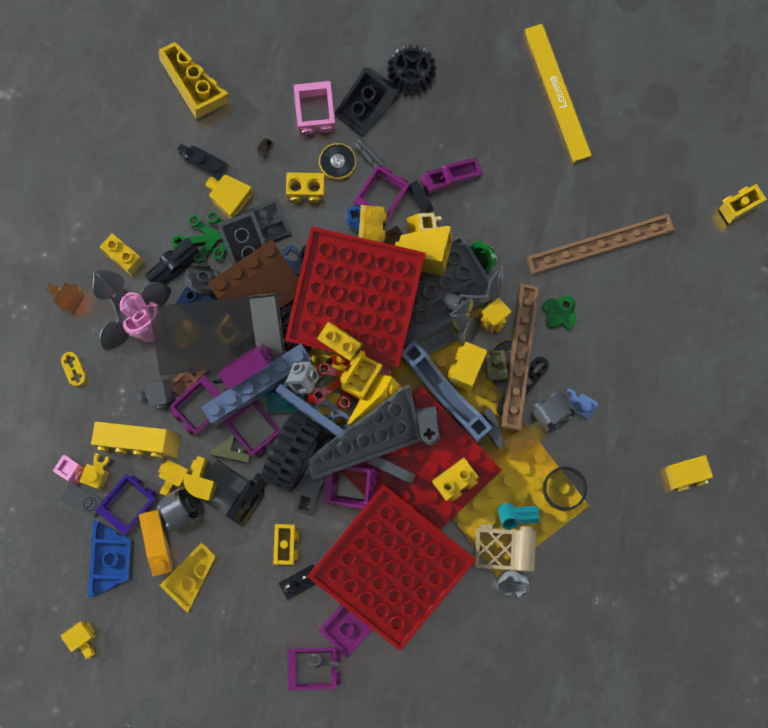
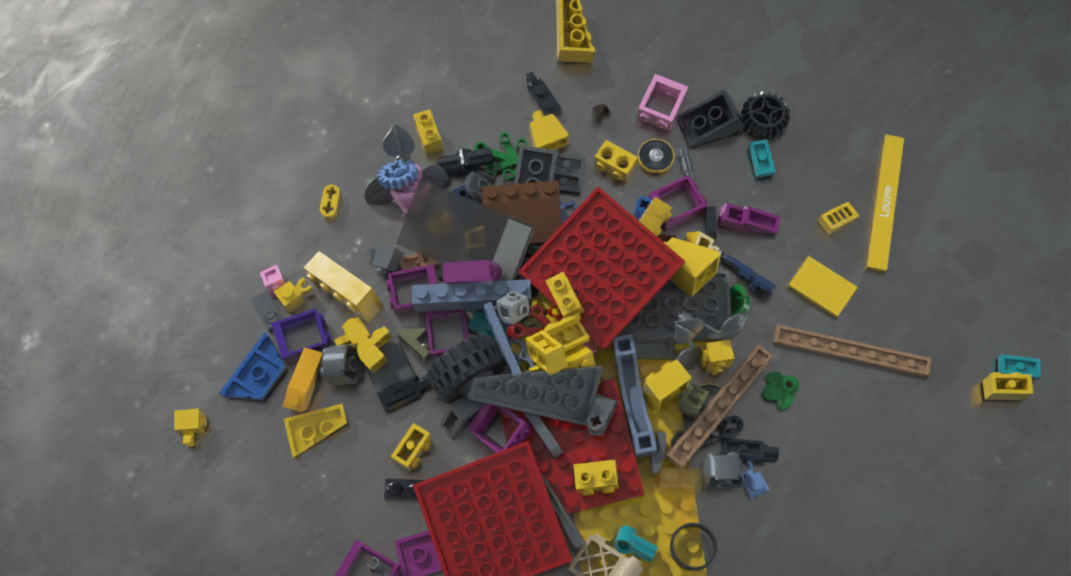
camera: 30 degrees right, 10 degrees down
(67, 297) = (362, 141): clear orange brick -> none
(123, 313) = (397, 174): none -> medium blue gear
(356, 401) = (546, 352): none -> yellow brick
(431, 112) = (761, 158): none -> teal plate
(449, 529) = (564, 519): none -> dark grey axle
(478, 225) = (750, 274): none -> dark blue piece
(519, 142) = (827, 224): none -> yellow slope
(546, 201) = (822, 287): none -> yellow tile
(564, 380) = (750, 450): none -> black hinge
(746, 177) = (1015, 364): none -> teal plate

